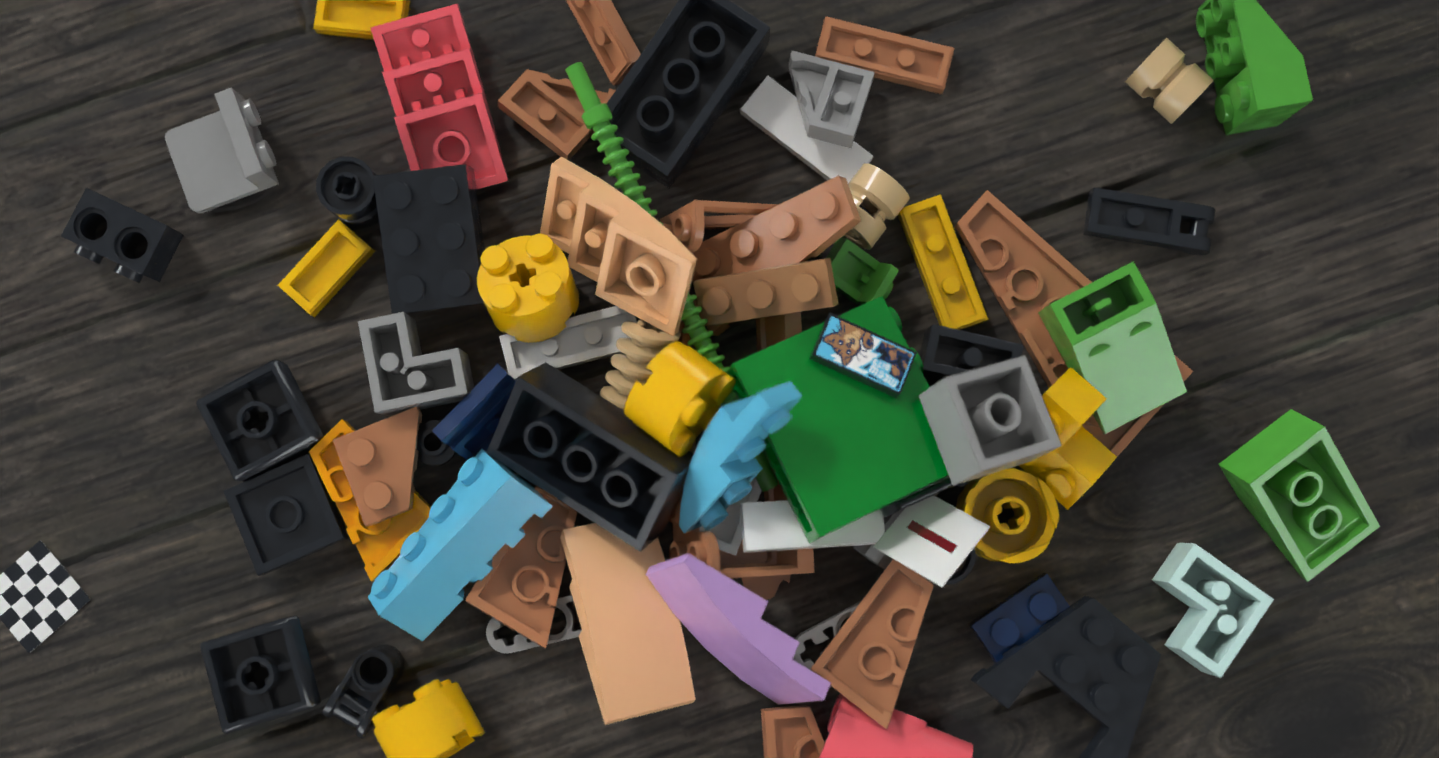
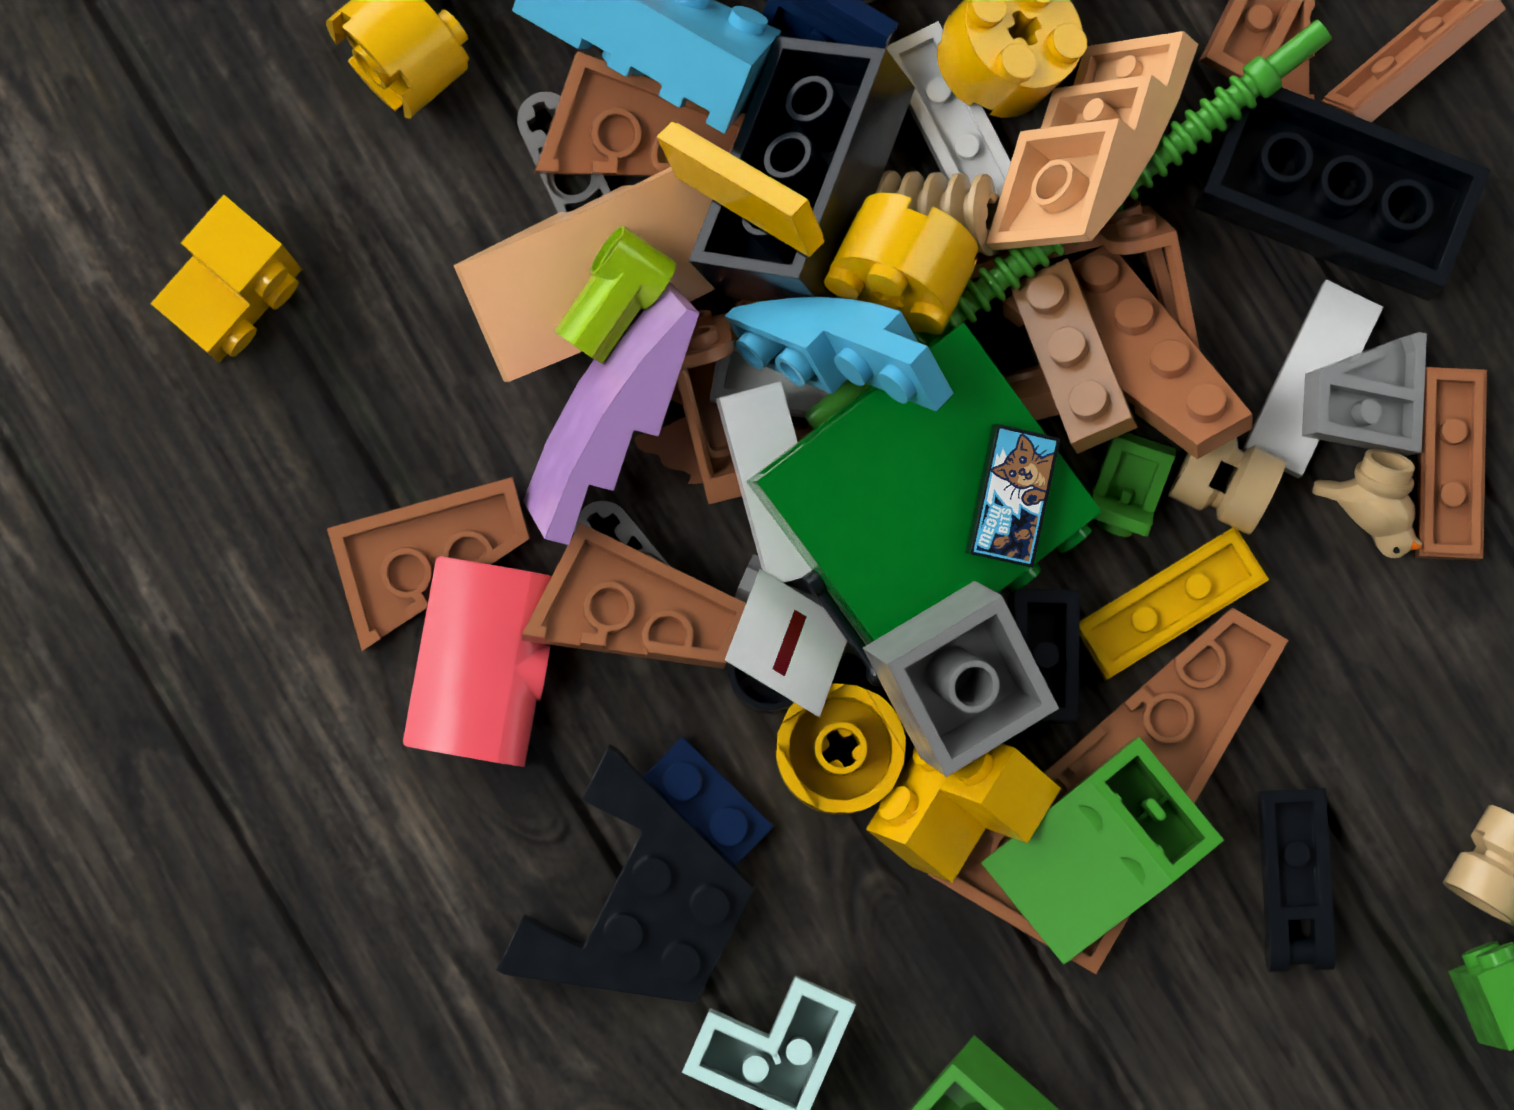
camera: 80 degrees right, 0 degrees up
(599, 502) = (741, 188): none -> yellow tile
(643, 601) = (624, 279): none -> lime piece
(901, 107) = (1379, 500): none -> tan animal

